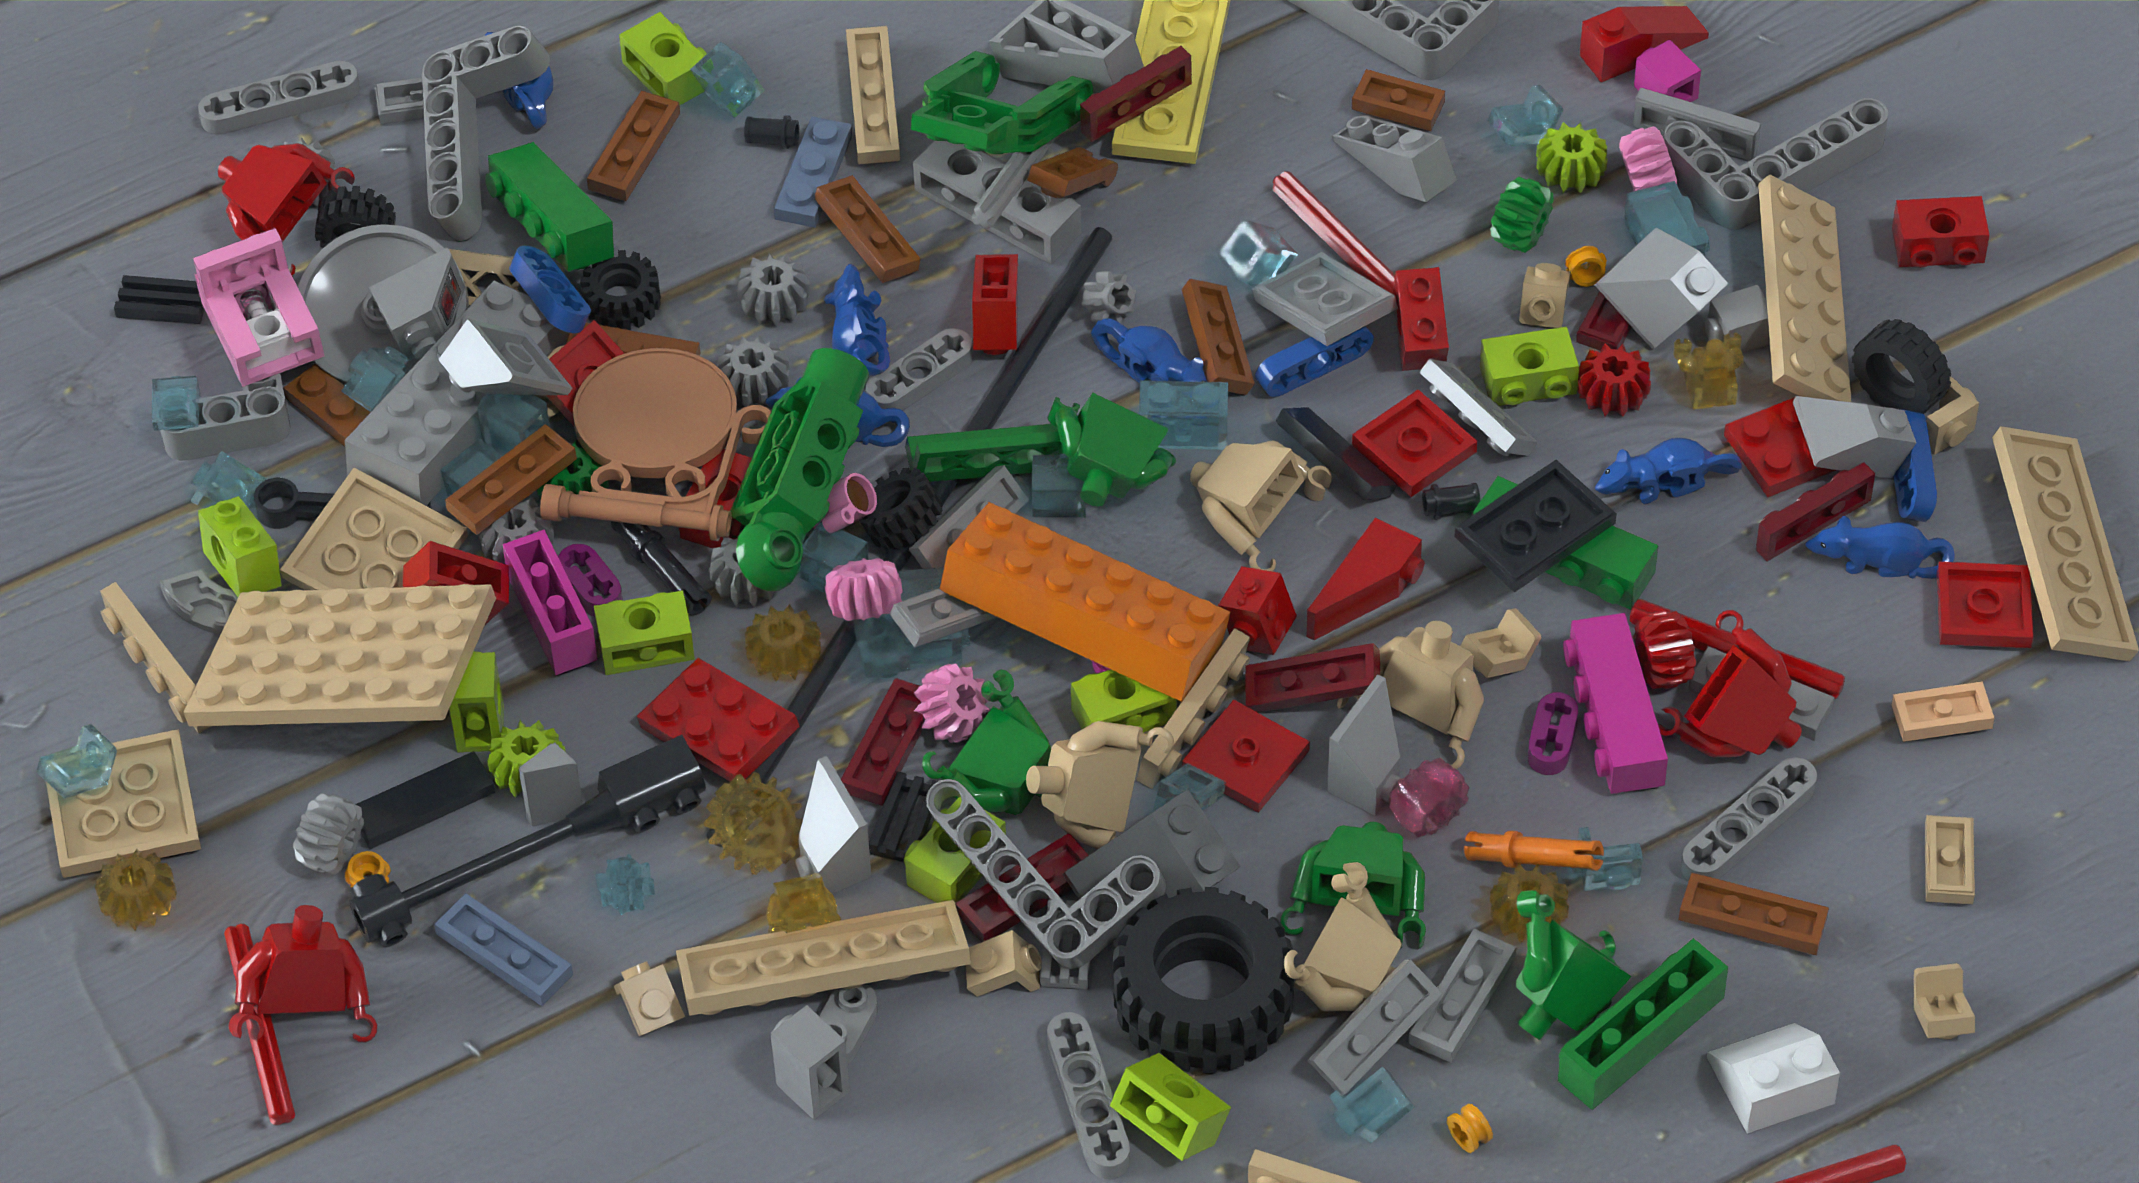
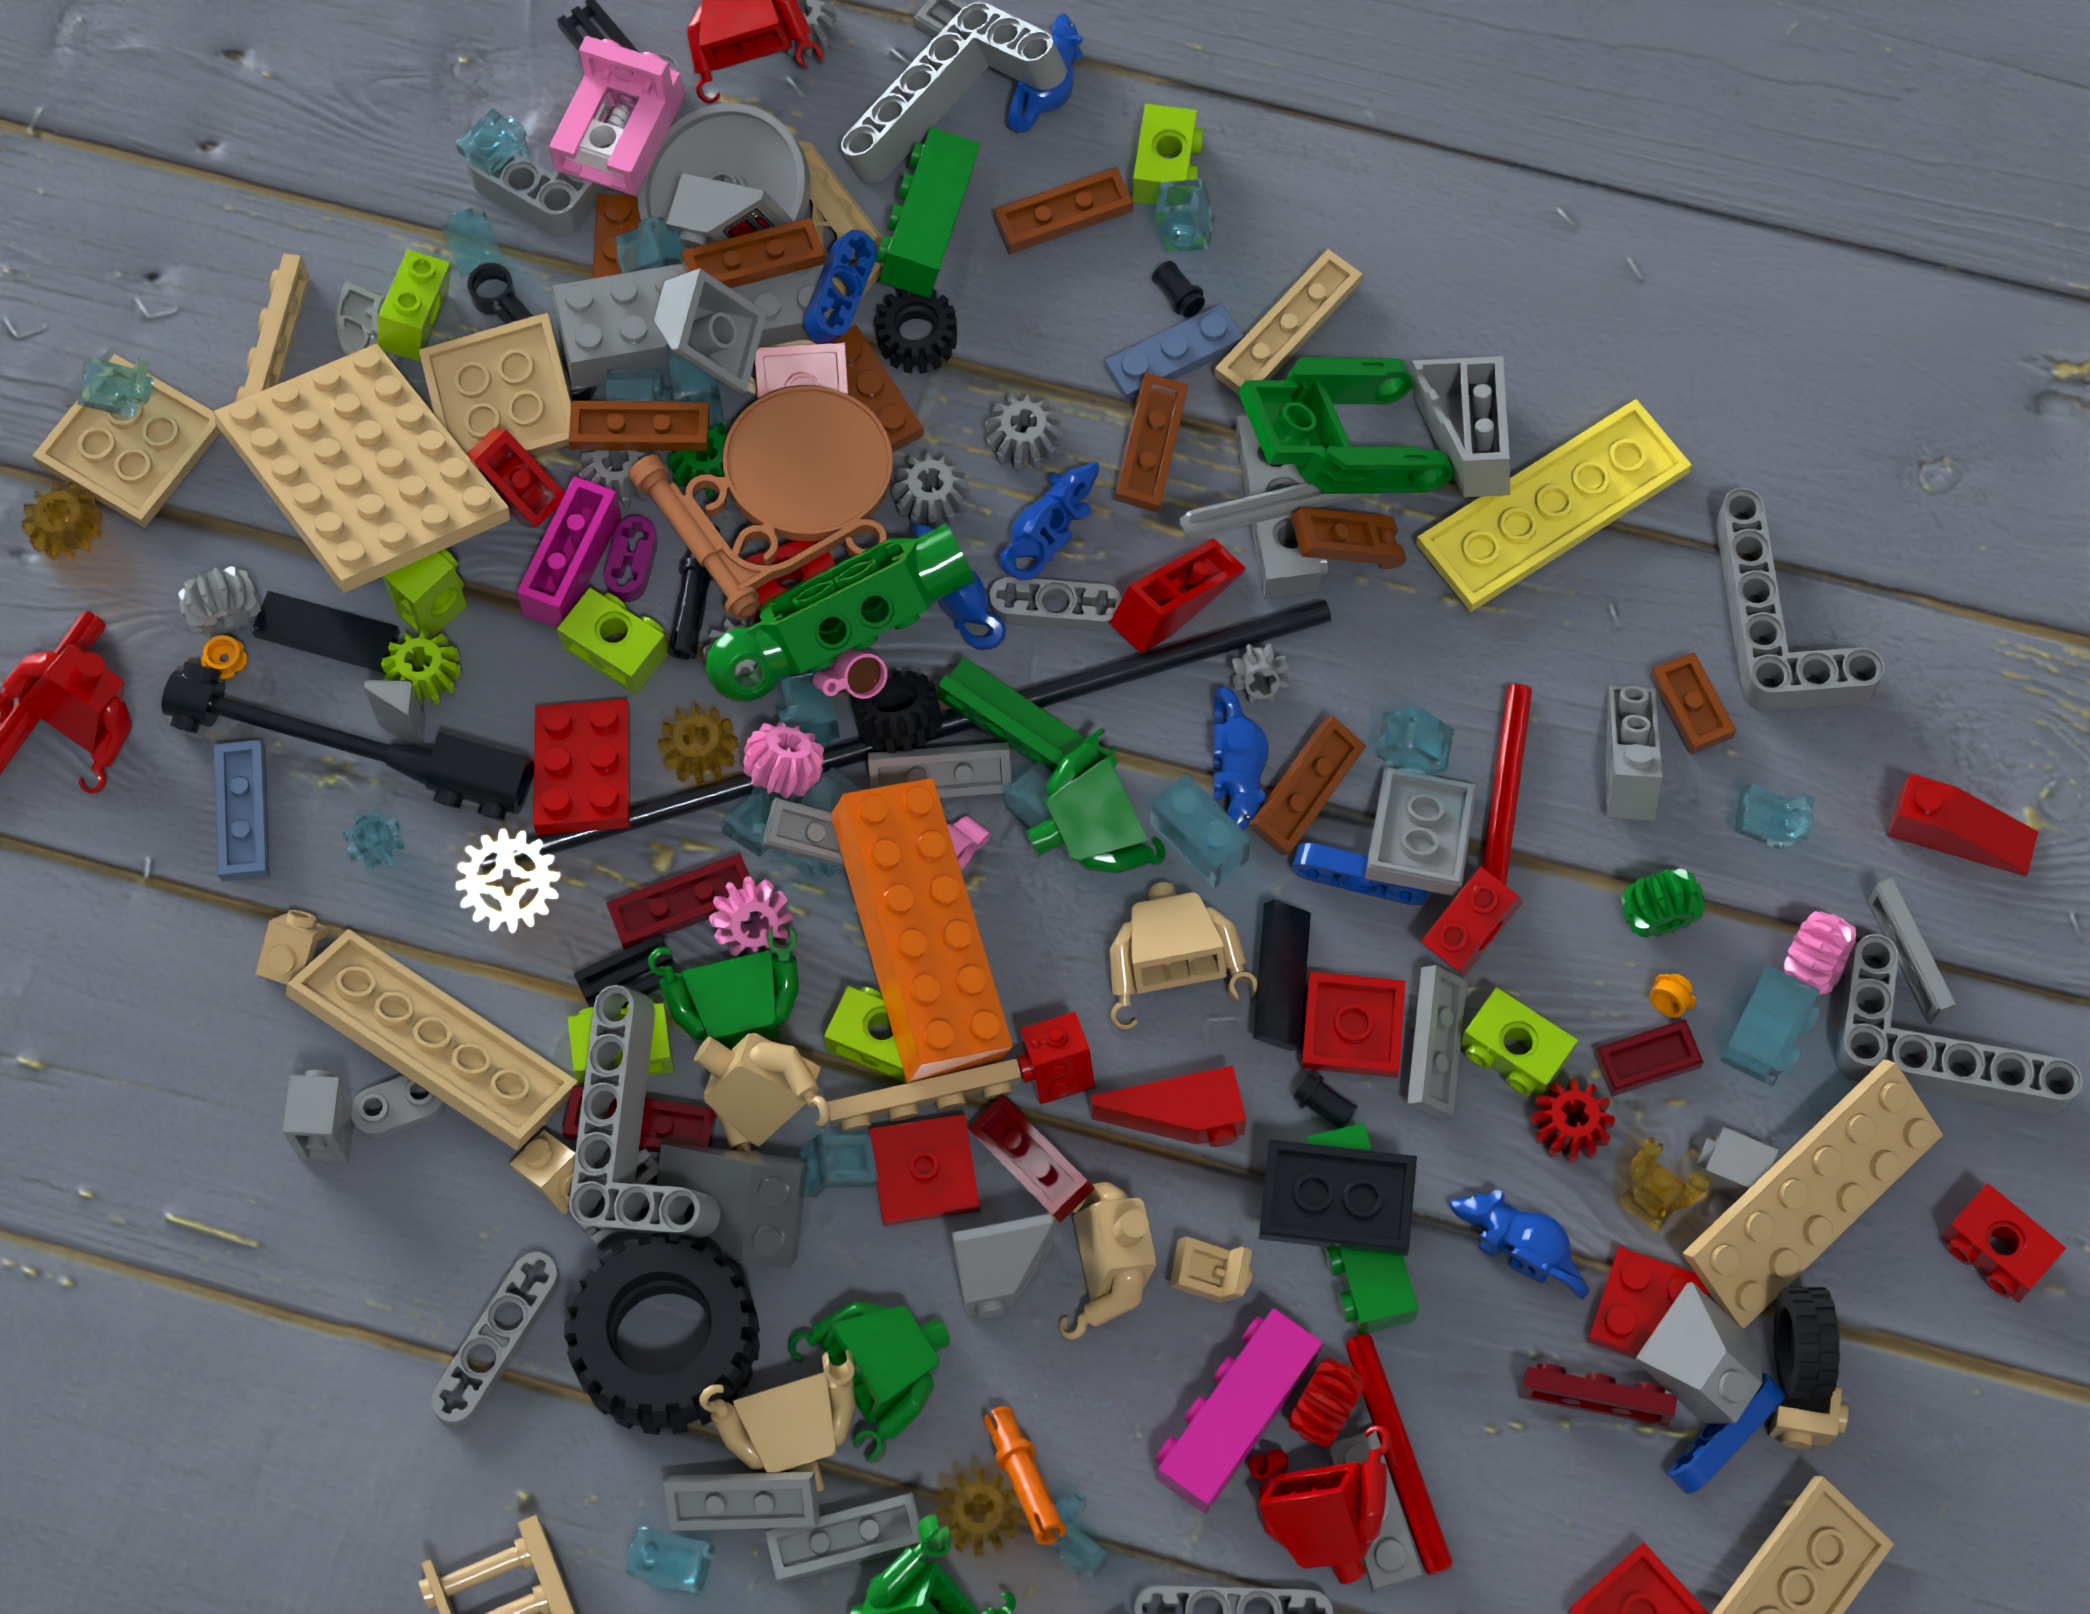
camera: 45 degrees right, 15 degrees up
(347, 207) = (783, 95): black tyre -> none
(478, 299) = (758, 254): none -> dark orange plate
(800, 902) = (464, 981): clear yellow piece -> none
(833, 833) = (545, 942): slope -> none
(1135, 93) = (1474, 510): dark red plate -> none
(1170, 1106) = (512, 1437): lime brick -> none
(1429, 797) = (1000, 1348): clear pink gear -> none
(1544, 295) = (1608, 989): tan bracket -> none
(1561, 735) = (1177, 1393): magenta beam -> none
(1571, 157) = (1781, 872): lime gear -> none
(1660, 285) = (1696, 1075): light grey slope -> none
(1668, 72) = (1937, 884): dark pink brick -> none
(1891, 547) = (1621, 1489): blue animal -> none

